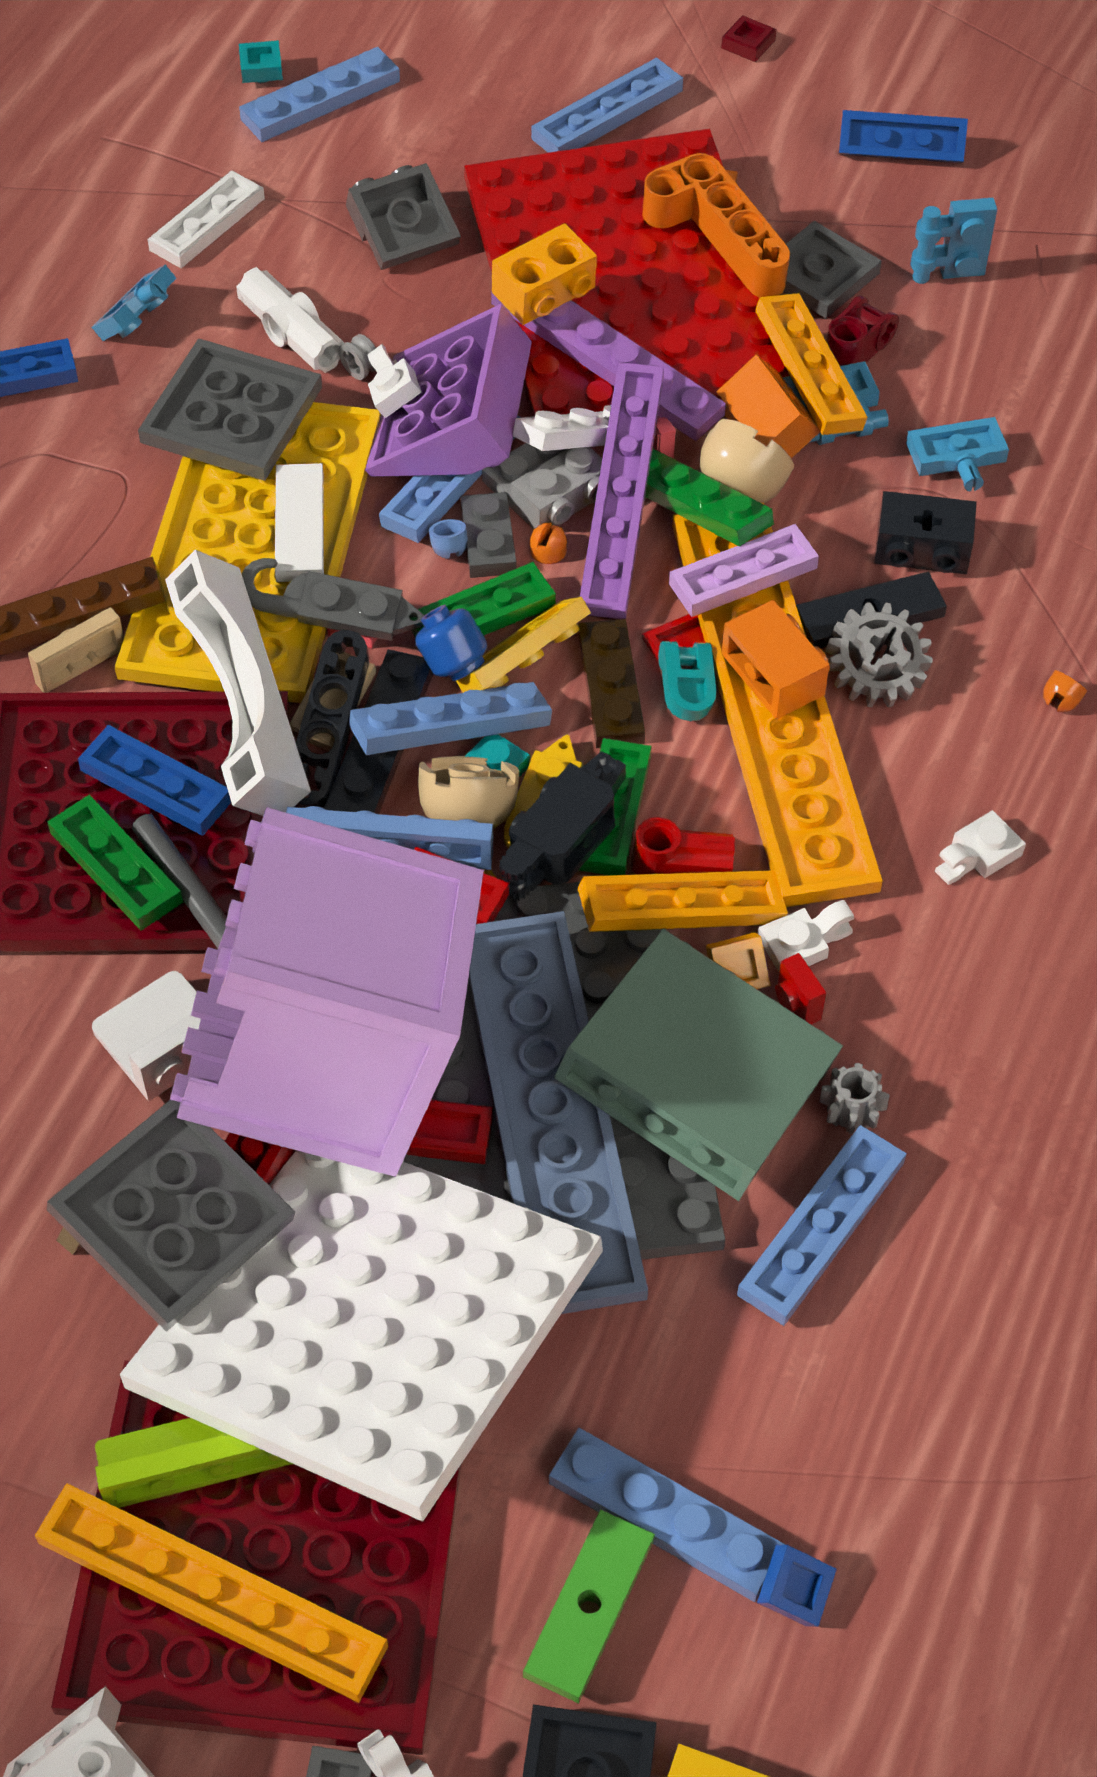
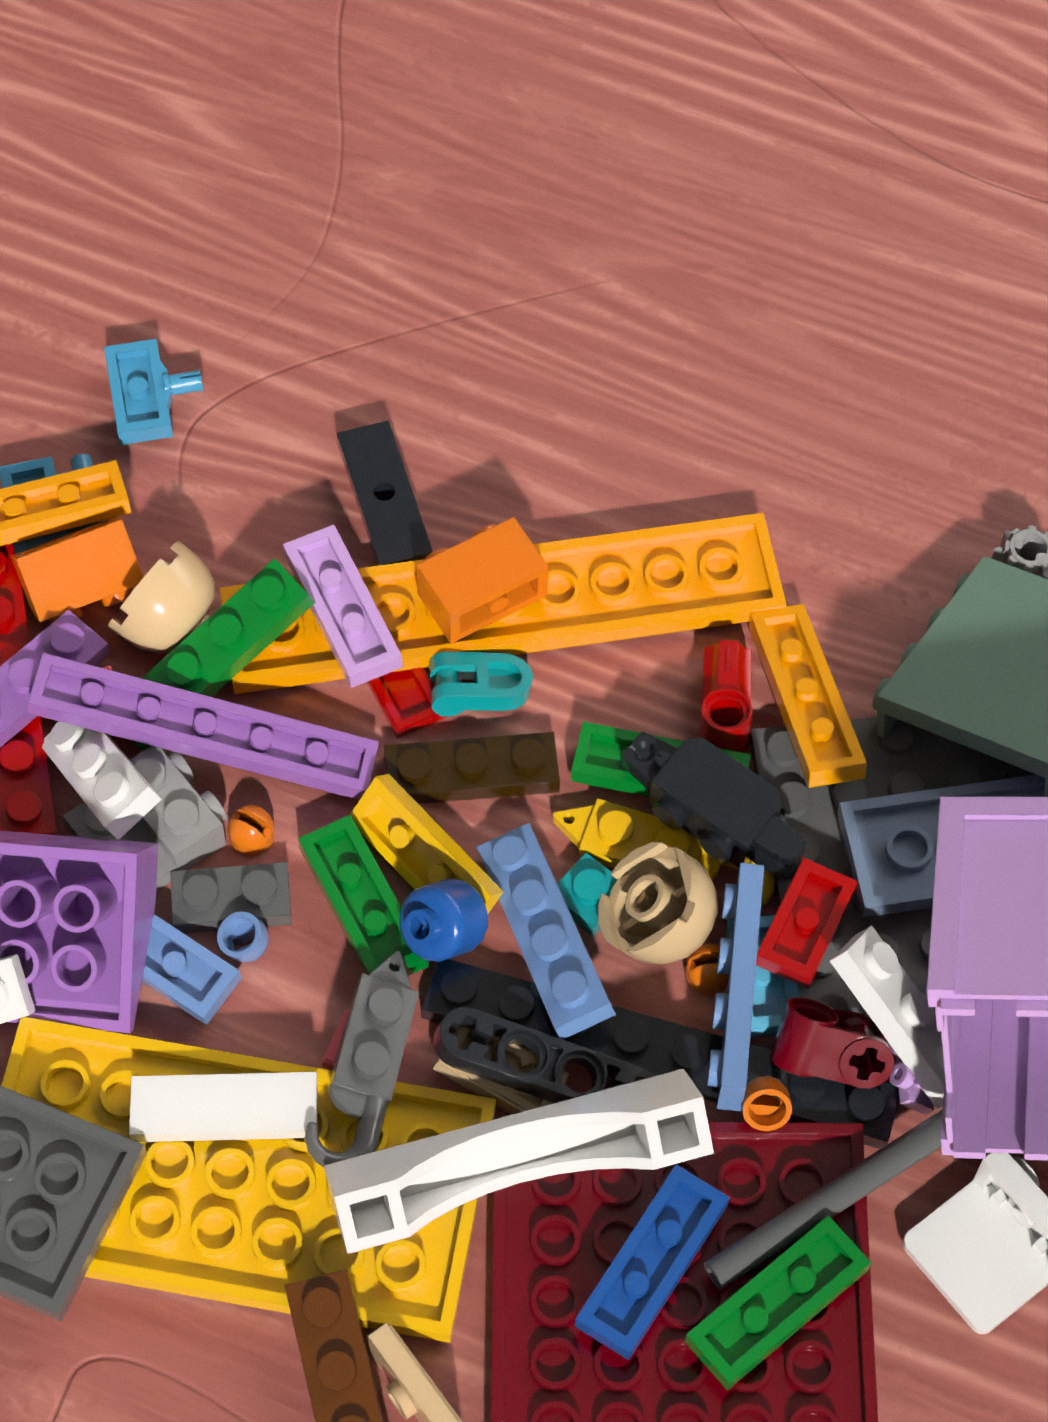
camera: 90 degrees left, 5 degrees up
(743, 957) = (868, 652): light orange plate -> none
(800, 989) = (900, 599): red plate -> none
(804, 935) = (827, 599): white plate -> none
(864, 636) = (456, 488): light grey gear -> none
(925, 532) = (275, 433): black brick -> none
(981, 845) = (705, 425): white plate -> none
(1065, 689) = (503, 333): orange hinge -> none

